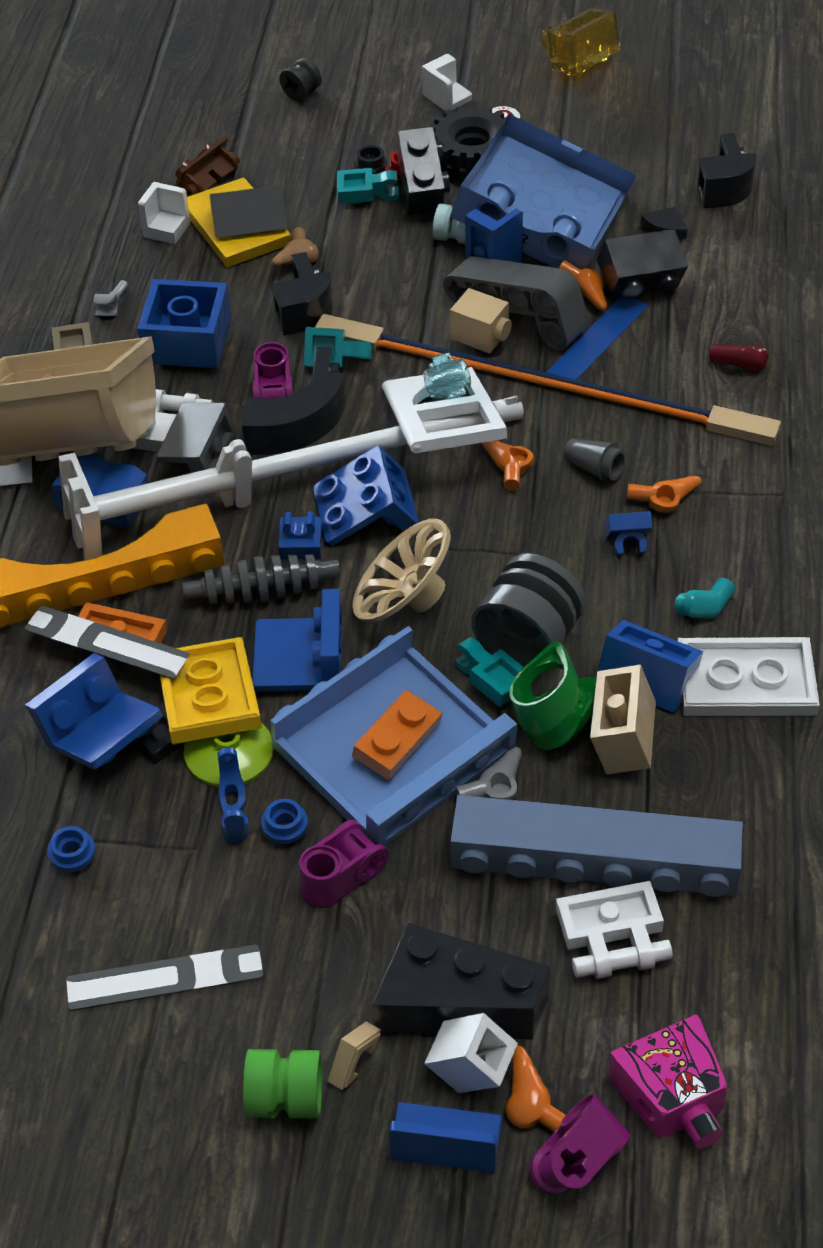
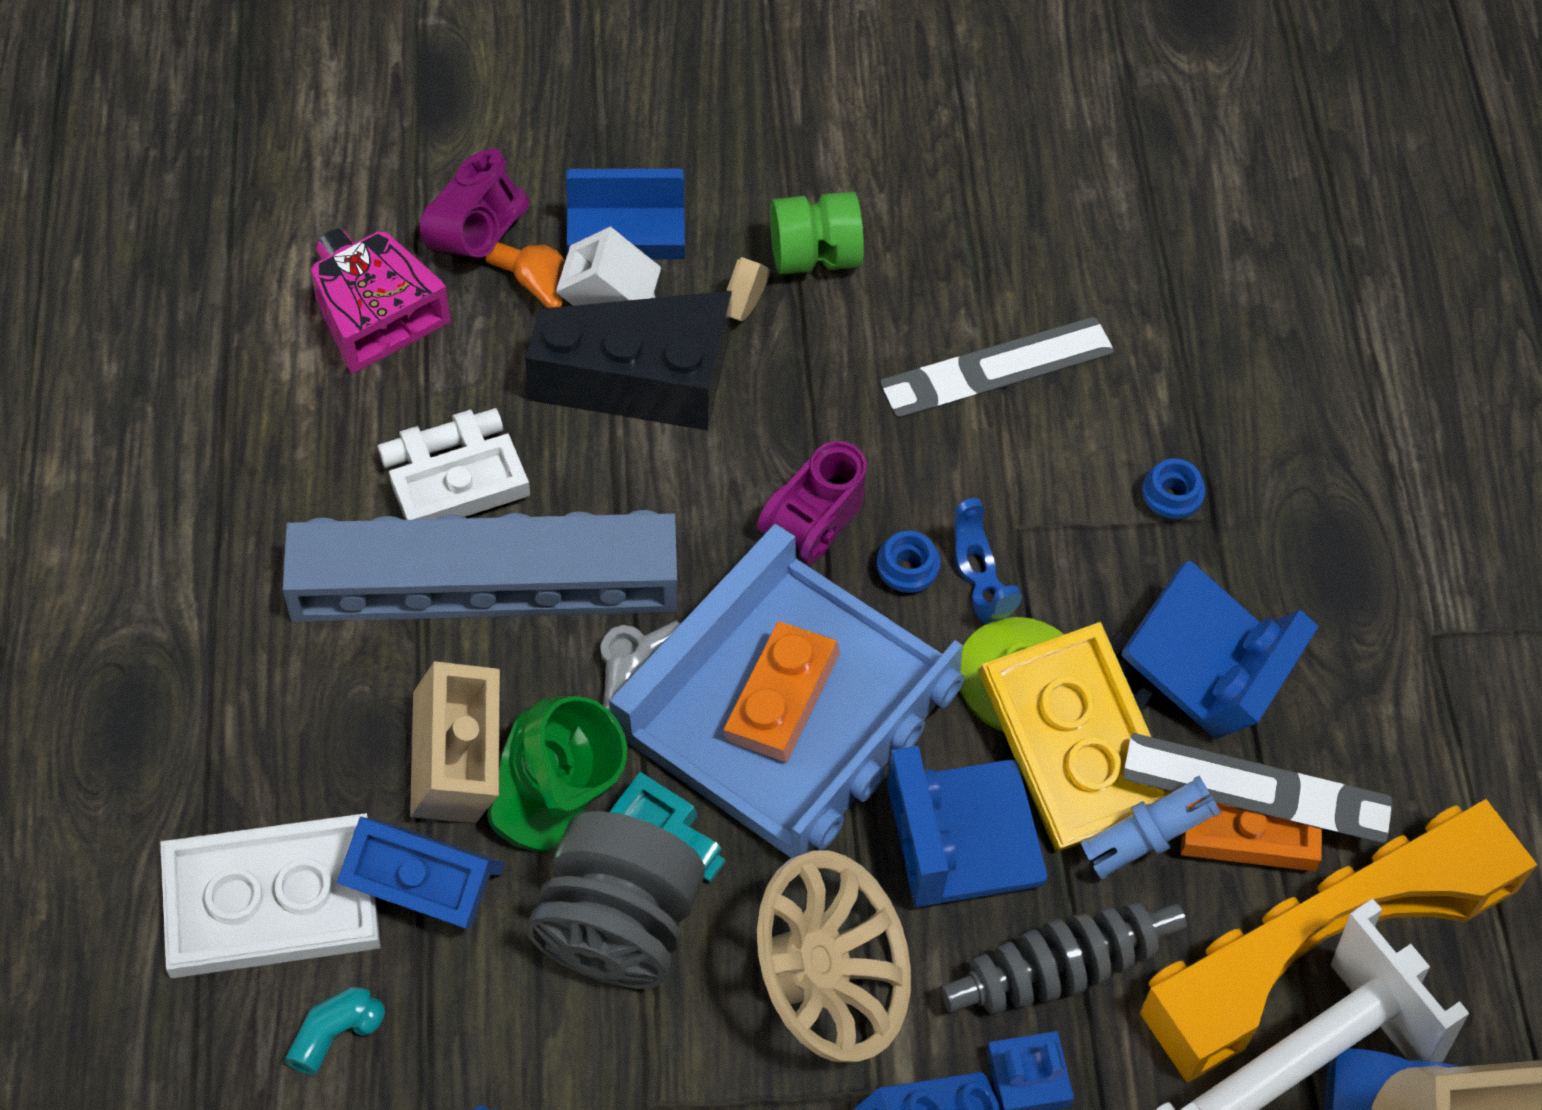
camera: 165 degrees right, 10 degrees up
(182, 626) = (1150, 827): none -> medium blue pin

